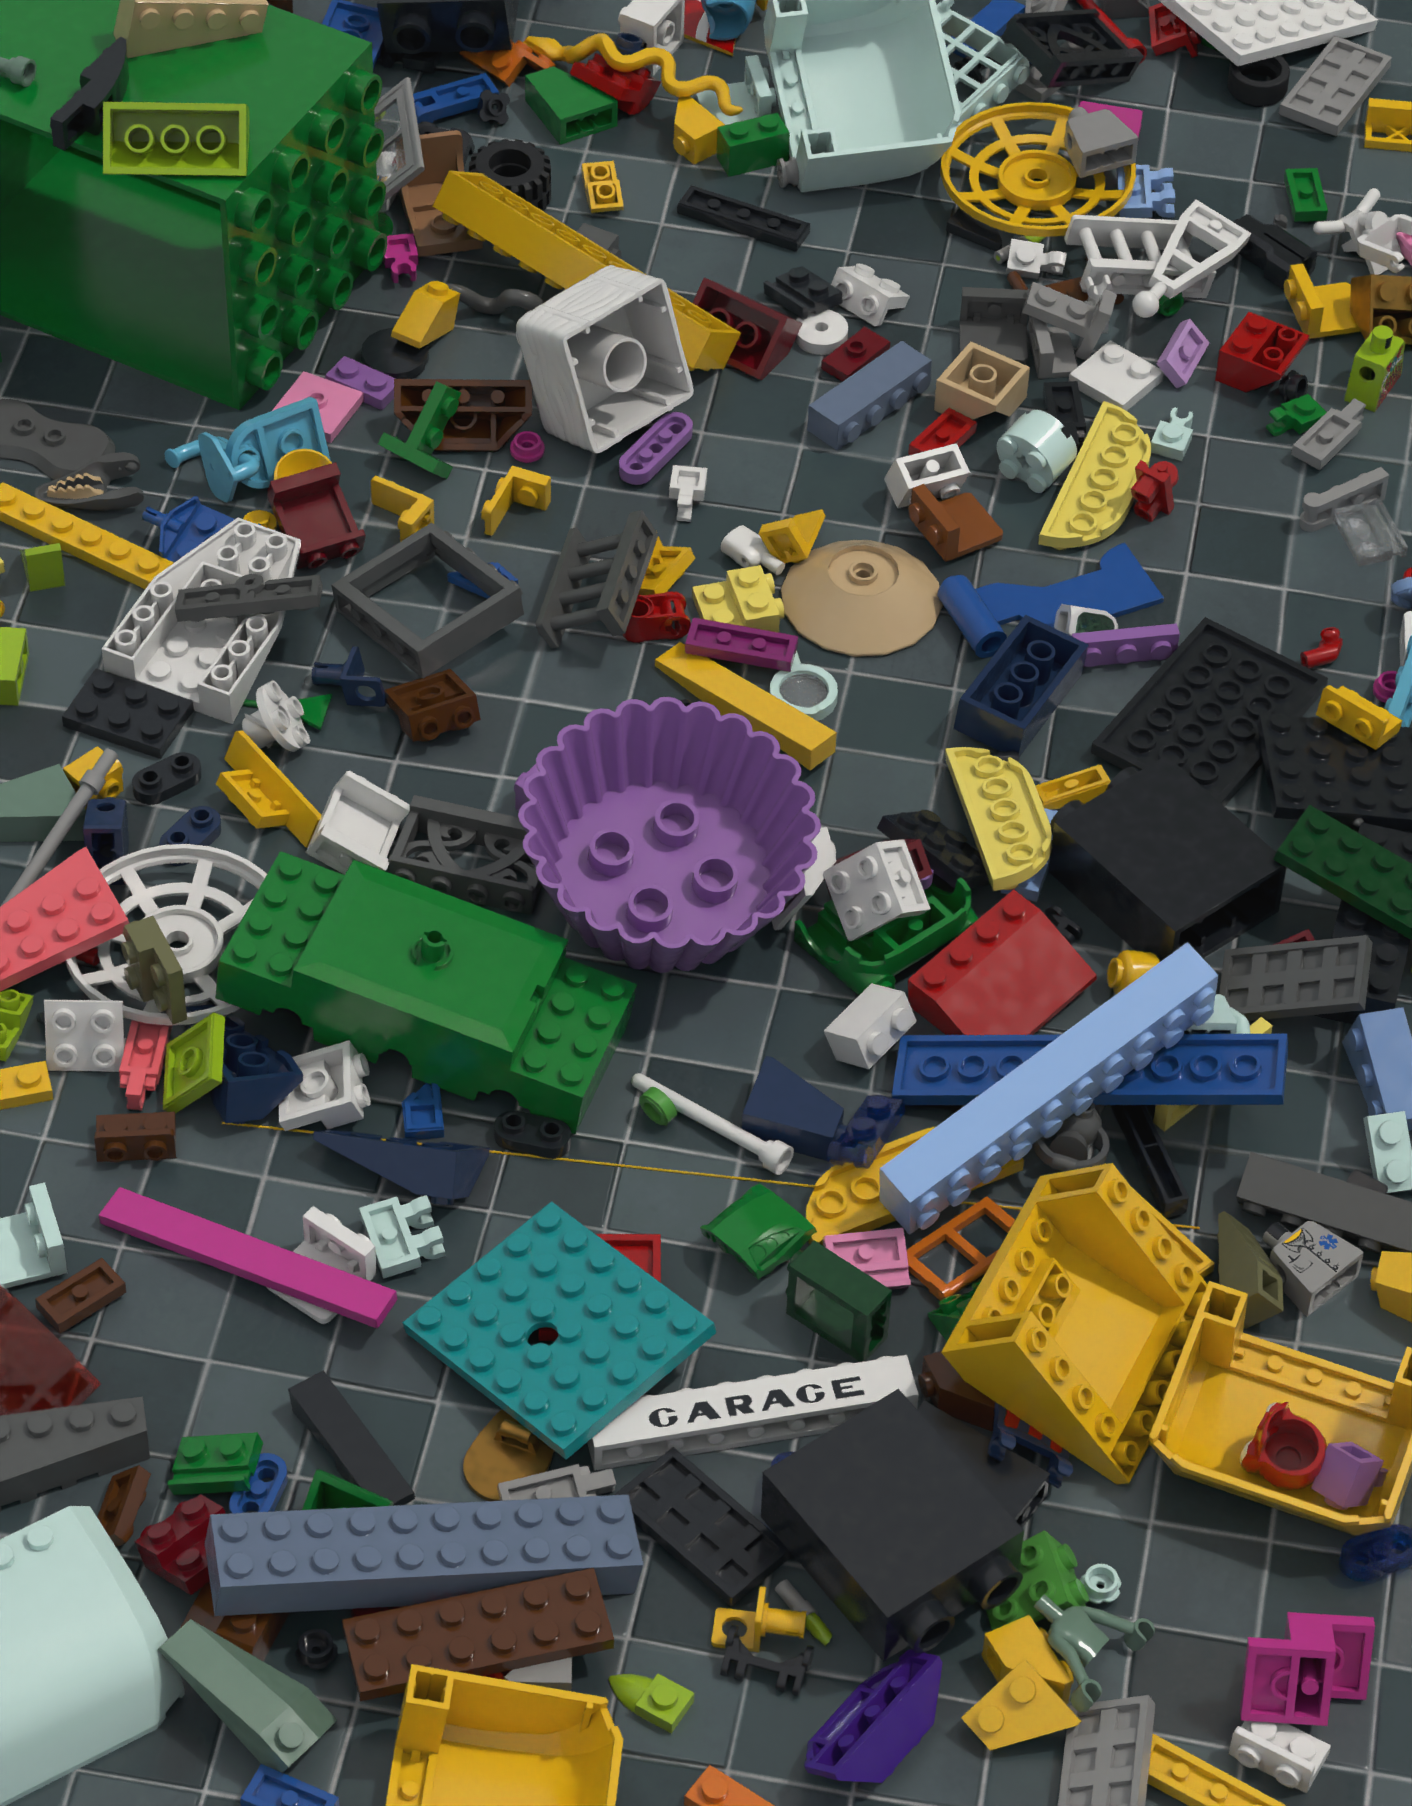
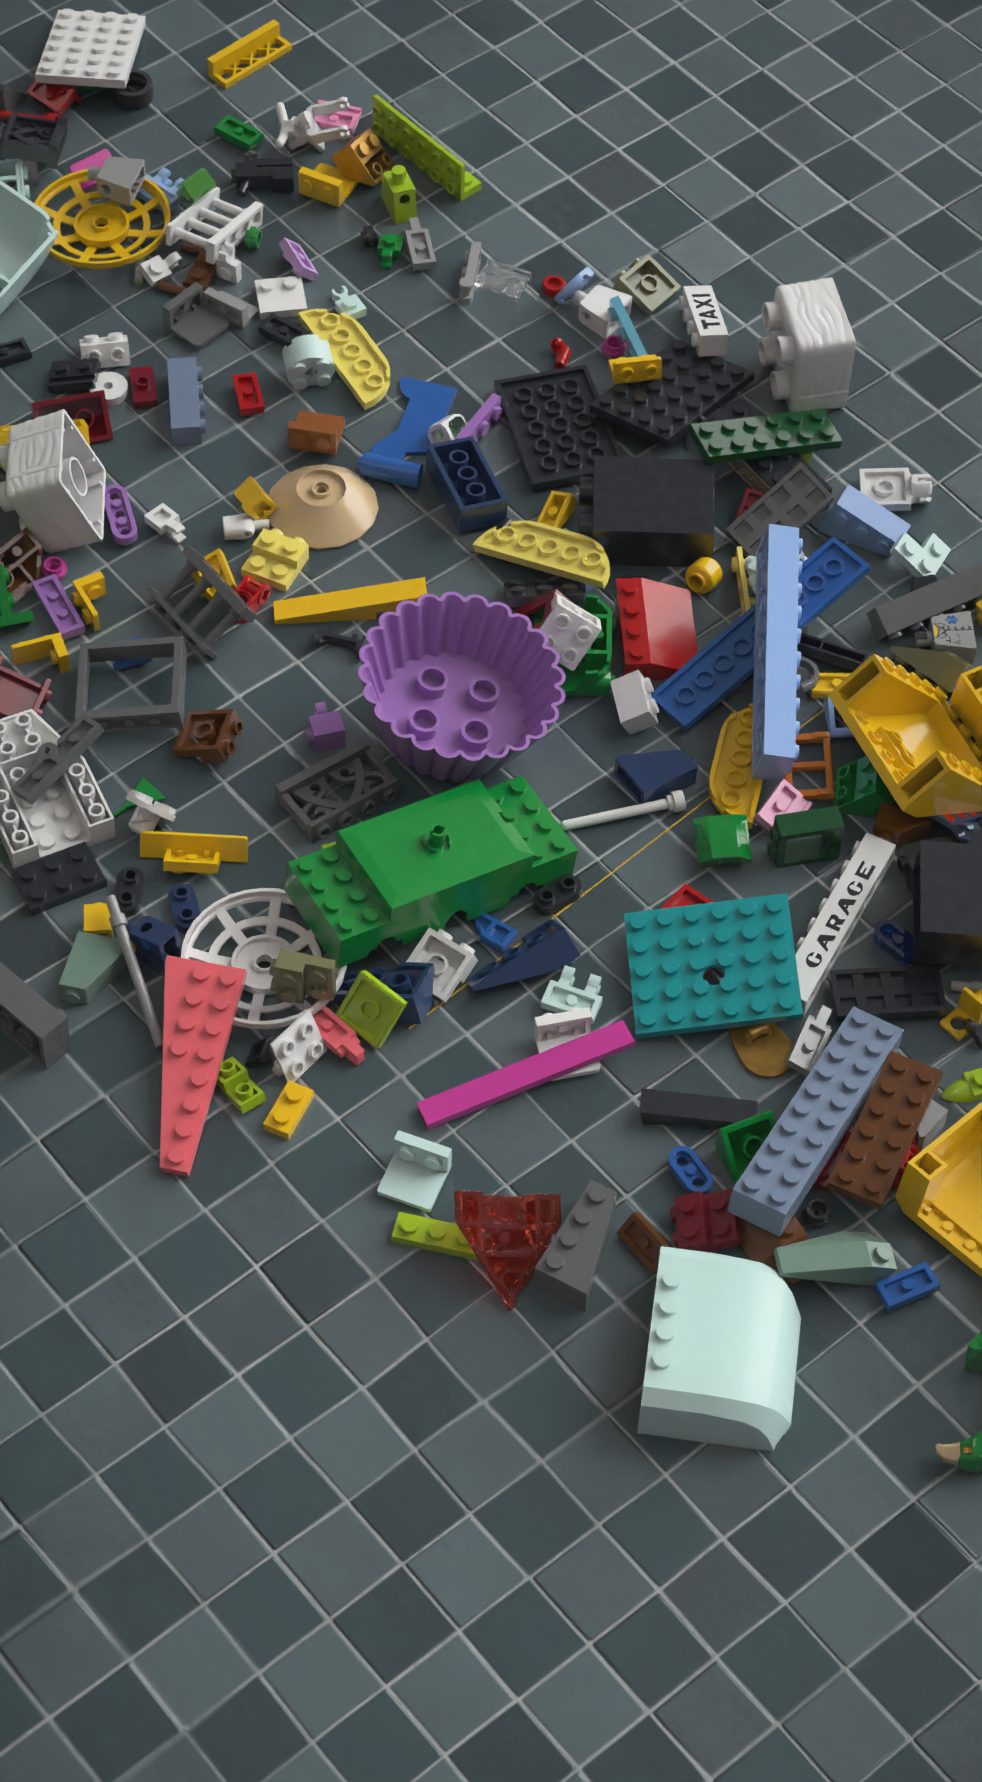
camera: 50 degrees left, 5 degrees up
(80, 1295) = (477, 1166): reddish brown plate -> none
(135, 1136) = (384, 1073): reddish brown bracket -> none
(215, 1463) = (656, 1178): green plate -> none
(350, 678) = (144, 759): dark blue bracket -> none
(357, 825) = (269, 828): white panel -> none
(477, 482) = (58, 607): none -> medium lavender plate
(658, 1106) = (595, 827): bright green tile -> none
(741, 644) = (310, 575): magenta plate -> none
(806, 689) = (360, 570): piece -> none
(867, 1132) = (699, 747): clear blue plate -> none
(940, 470) = (276, 417): white brick -> none
(974, 230) = (107, 276): black tile -> none
(981, 383) = (235, 350): tan slope -> none
(1071, 314) = (240, 279): light grey bracket -> none
(1154, 489) = (387, 335): red hips -> none
(1161, 201) = (195, 186): none -> bright green brick
(1207, 226) = (244, 182): white plate -> none
(1258, 353) = (337, 230): red slope -> none
(1335, 85) = (173, 66): light grey plate -> none

